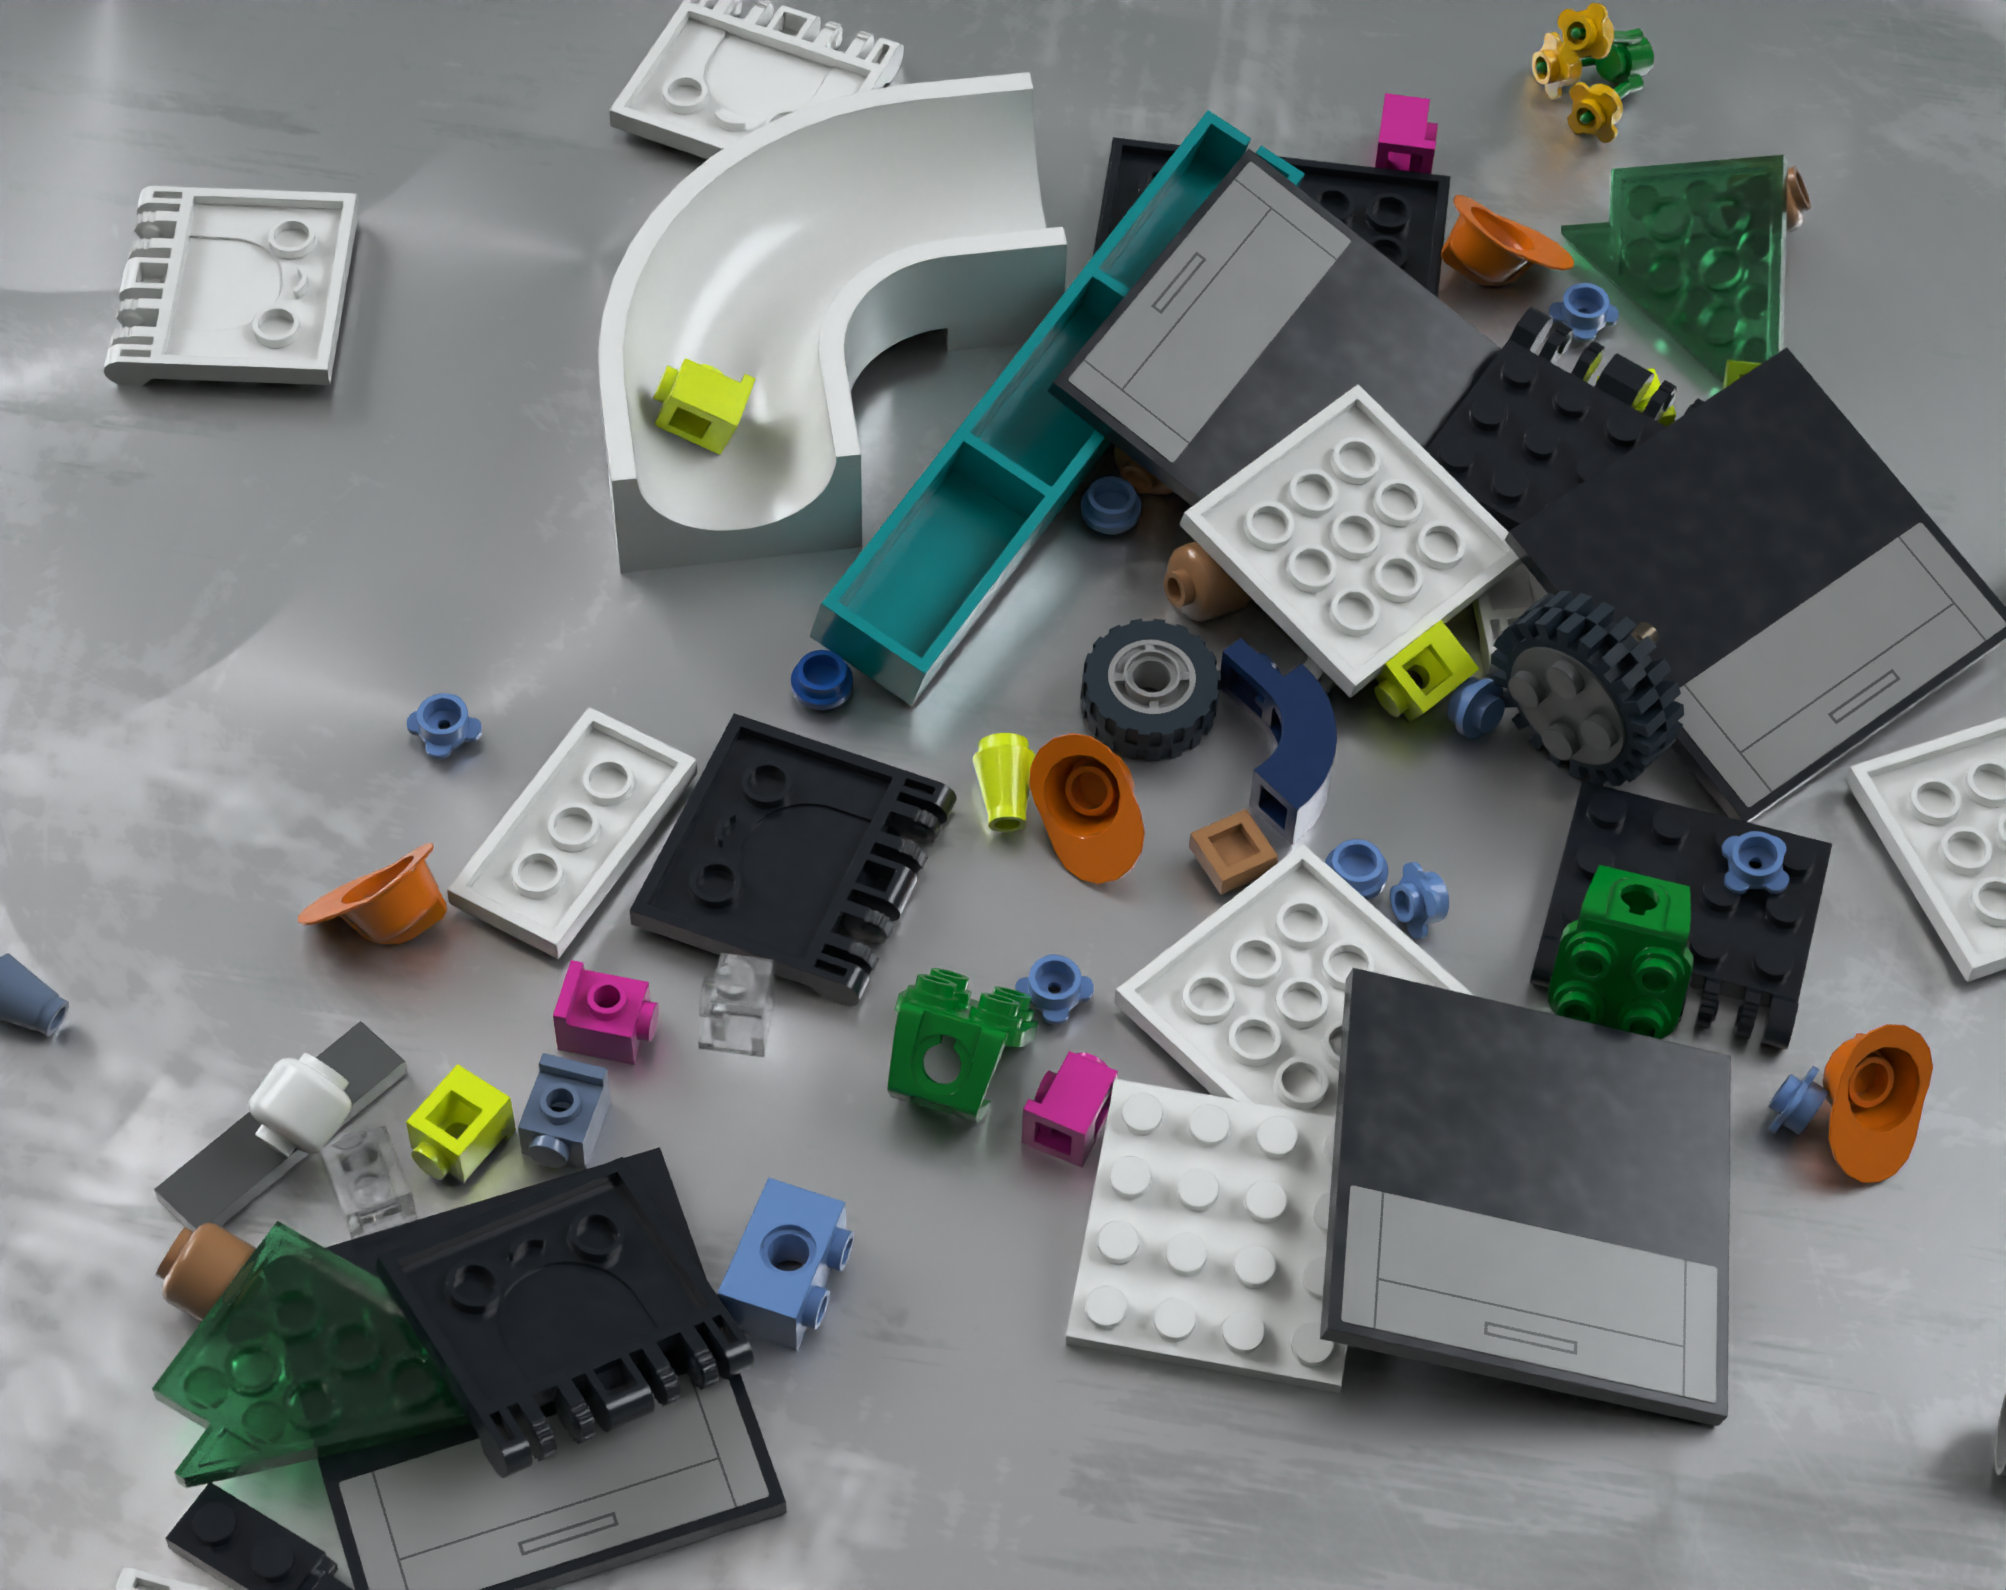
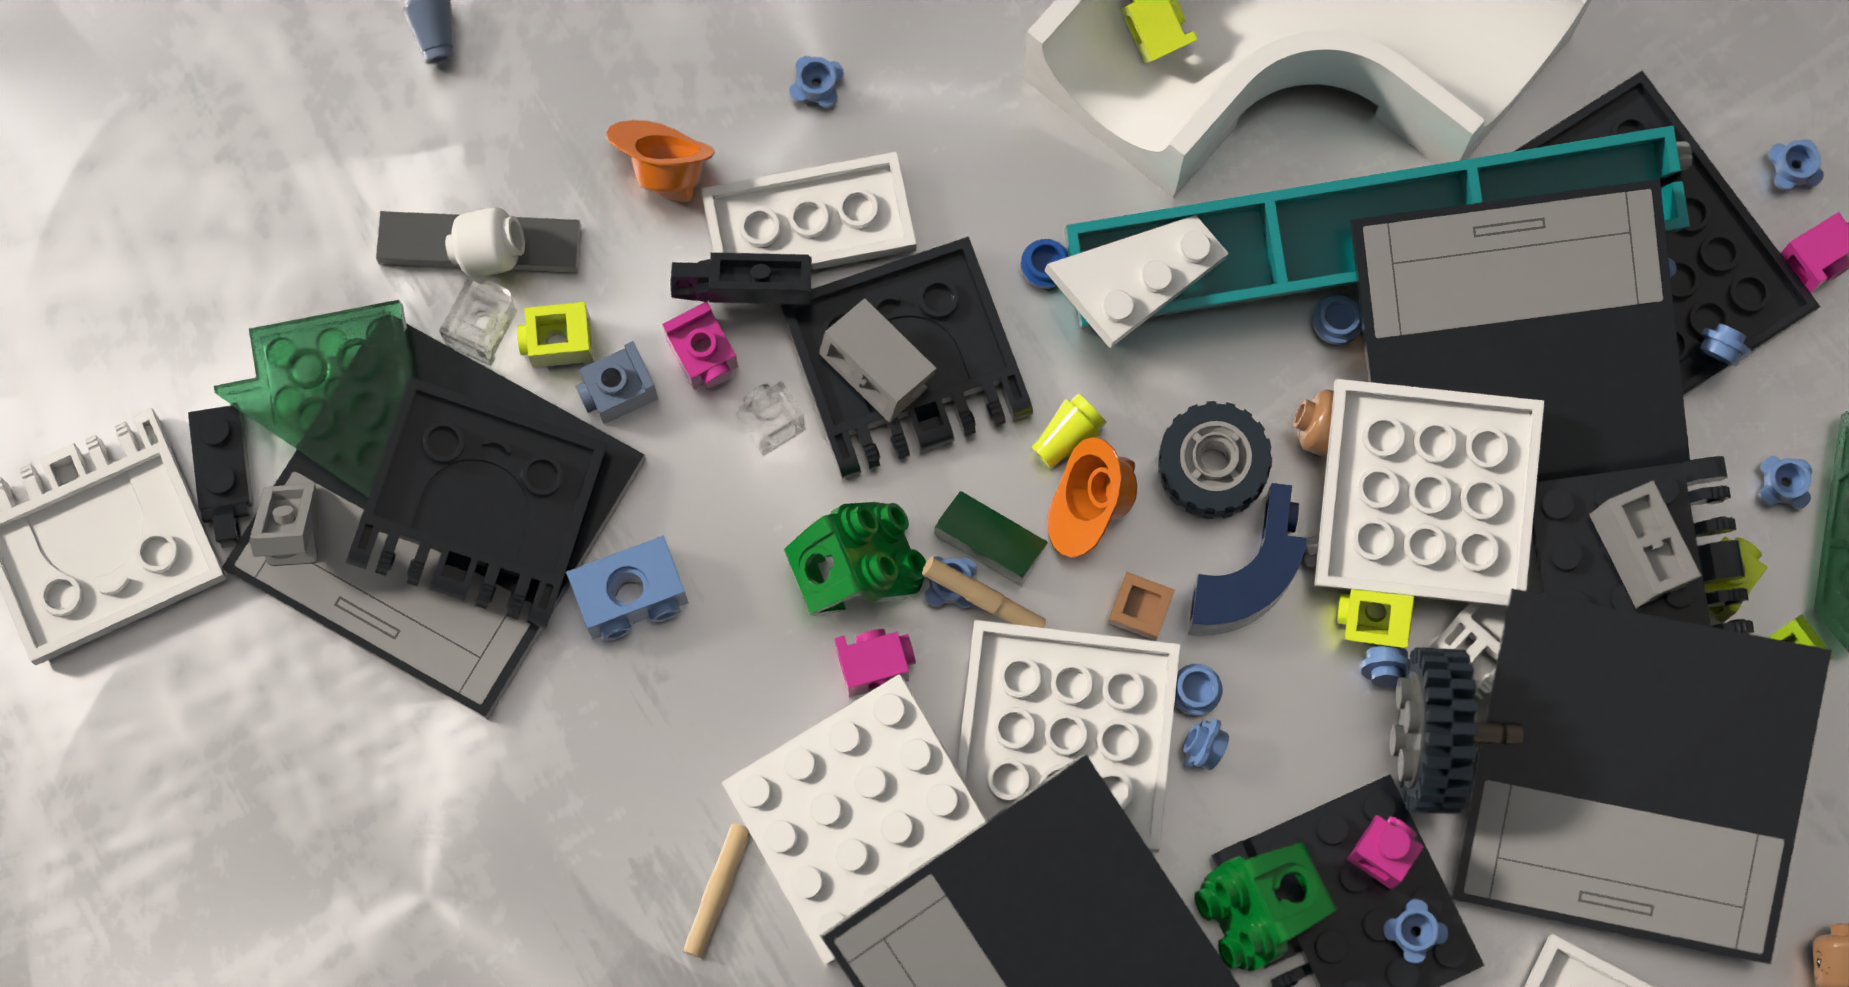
camera: 50 degrees right, 20 degrees up
(201, 1268) = (351, 283): medium nougat head -> none
(399, 1522) = (286, 525): none -> light grey slope
(582, 913) = (744, 279): none -> black hinge
(782, 865) = (876, 360): none -> light grey hinge
(925, 591) = (1136, 276): none -> white wing
(1044, 927) = (990, 537): none -> dark green slope
(1093, 963) = (981, 594): none -> tan piece
(1172, 1431) = (717, 890): none -> tan piece
(1306, 102) = (1804, 153): none -> medium blue plate
(1424, 251) = (1724, 344): none -> medium blue plate
(1495, 248) = (1786, 385): orange piece -> none
(1563, 407) = (1644, 544): none -> light grey hinge
(1662, 803) = (1386, 850): none -> dark pink brick

